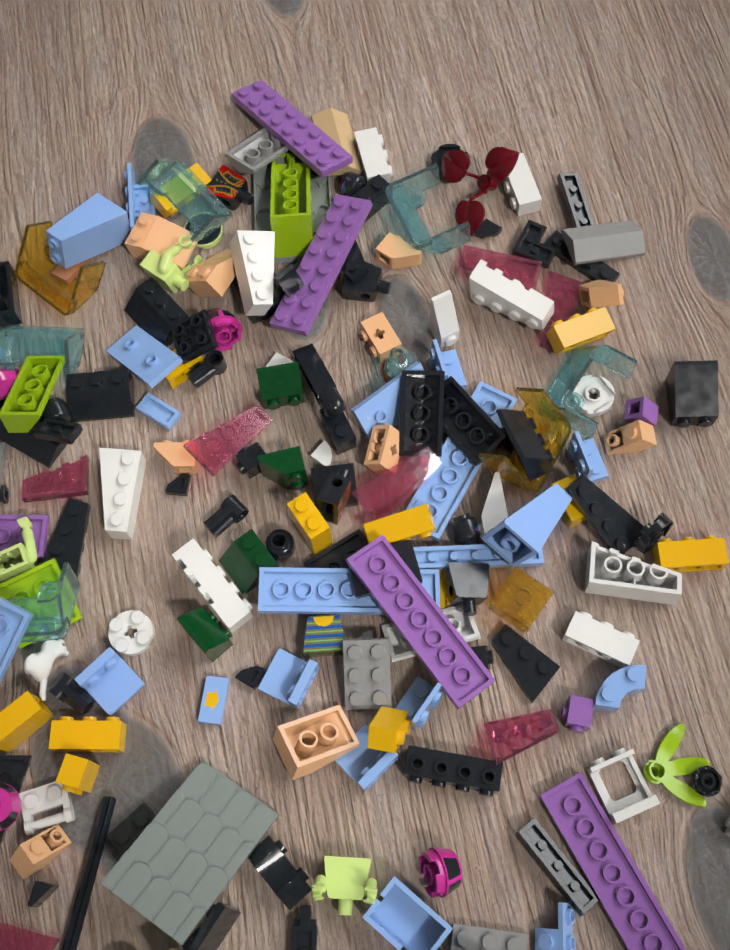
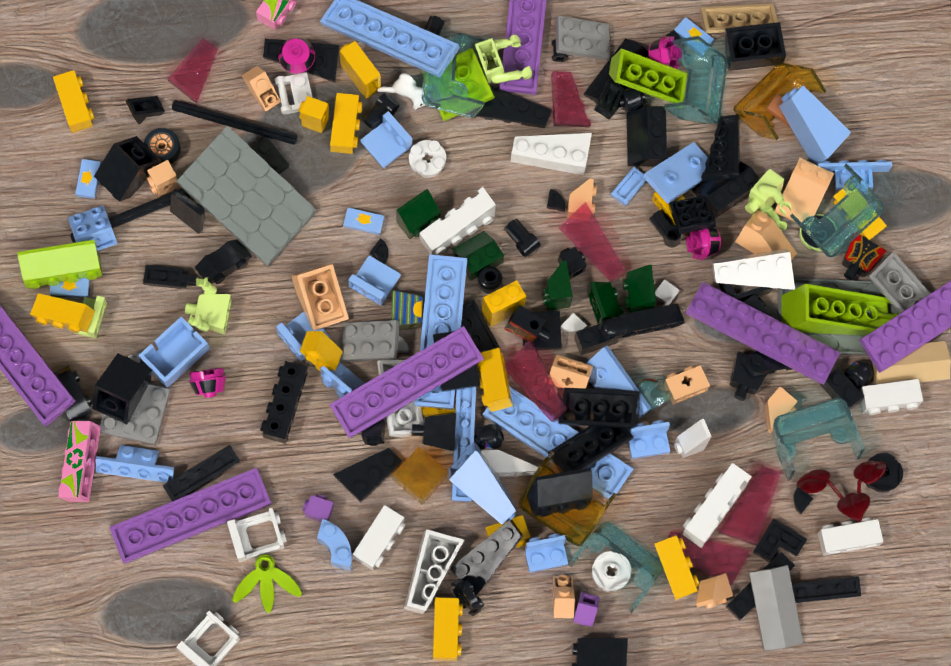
camera: 85 degrees right, 5 degrees up
(40, 892) = (231, 89): black slope -> none
(118, 315) = (725, 151): none -> black wing
(289, 281) = (741, 297): black slope -> none
(300, 422) = (604, 301): none -> dark green slope
(518, 733) = (308, 457): clear pink wing -> none
(714, 781) = (247, 600): black plate -> none

